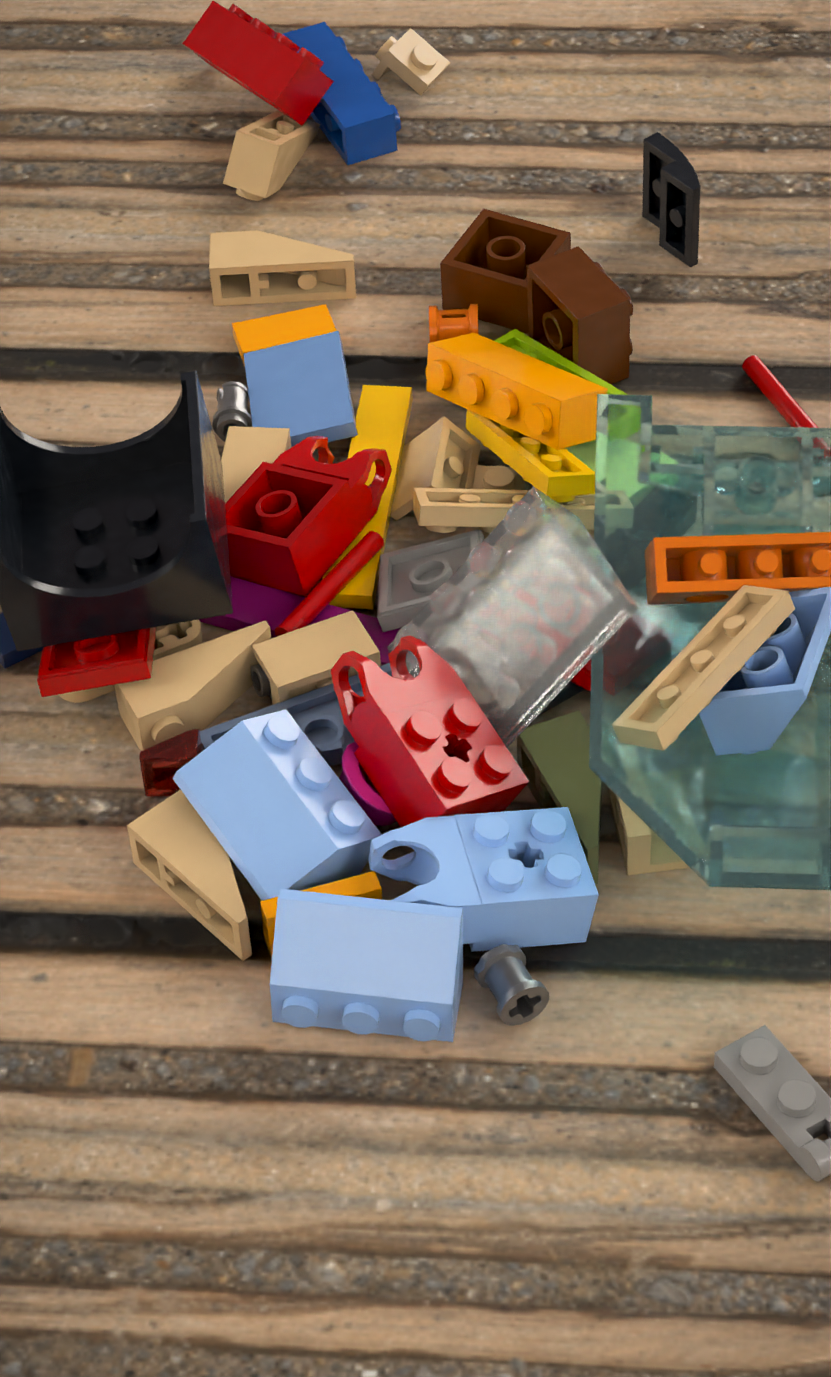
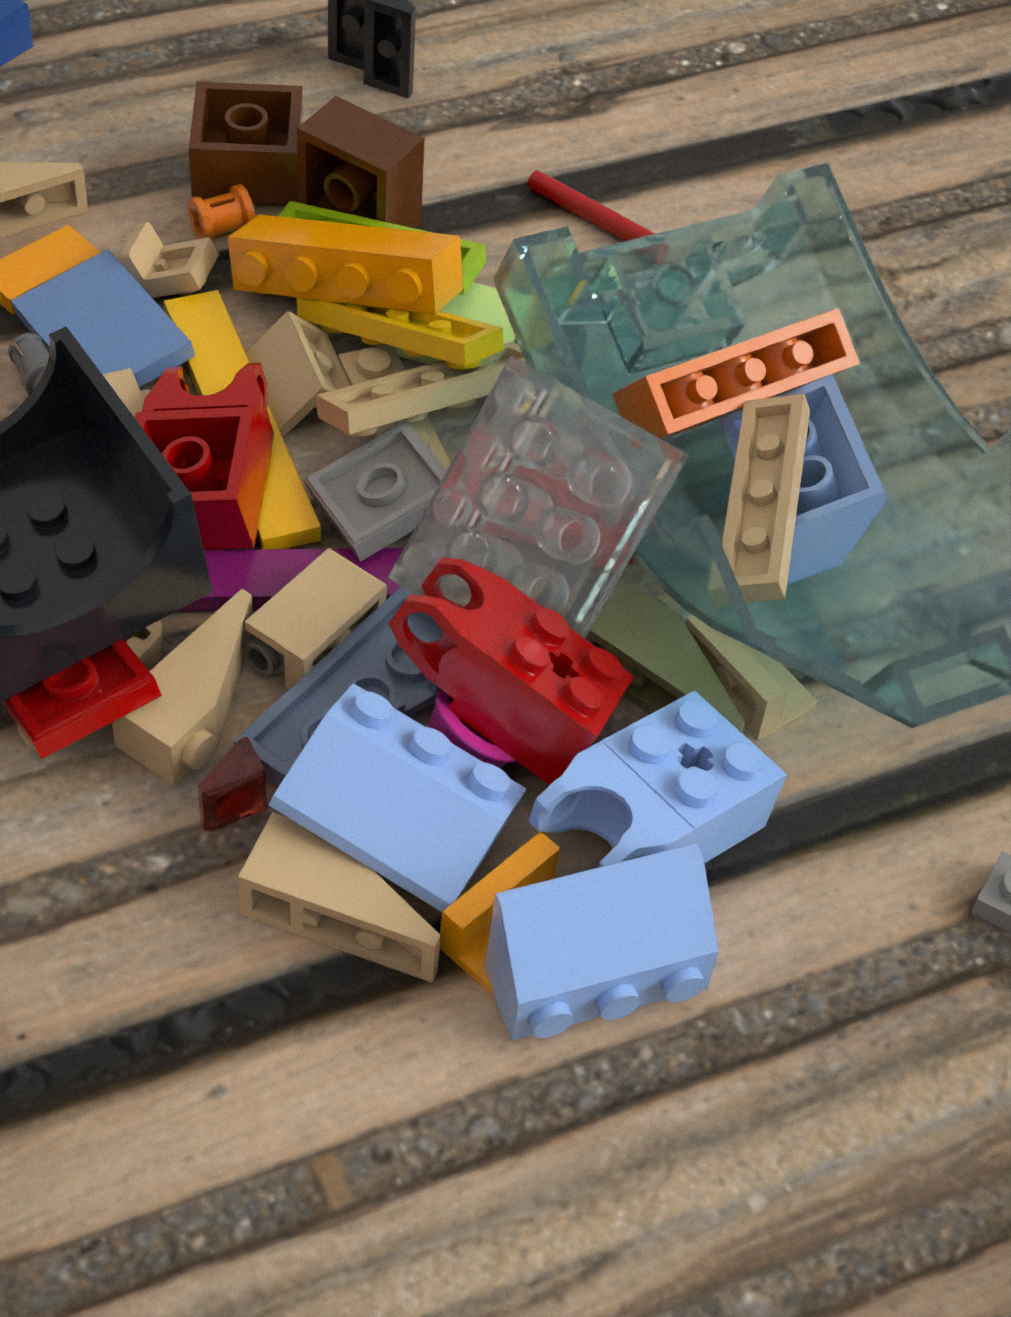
camera: 35 degrees left, 5 degrees up
(332, 584) = (275, 530): red bar -> none
(379, 358) = (167, 268): none -> tan bracket
(511, 984) = (743, 903): flat silver bush -> none

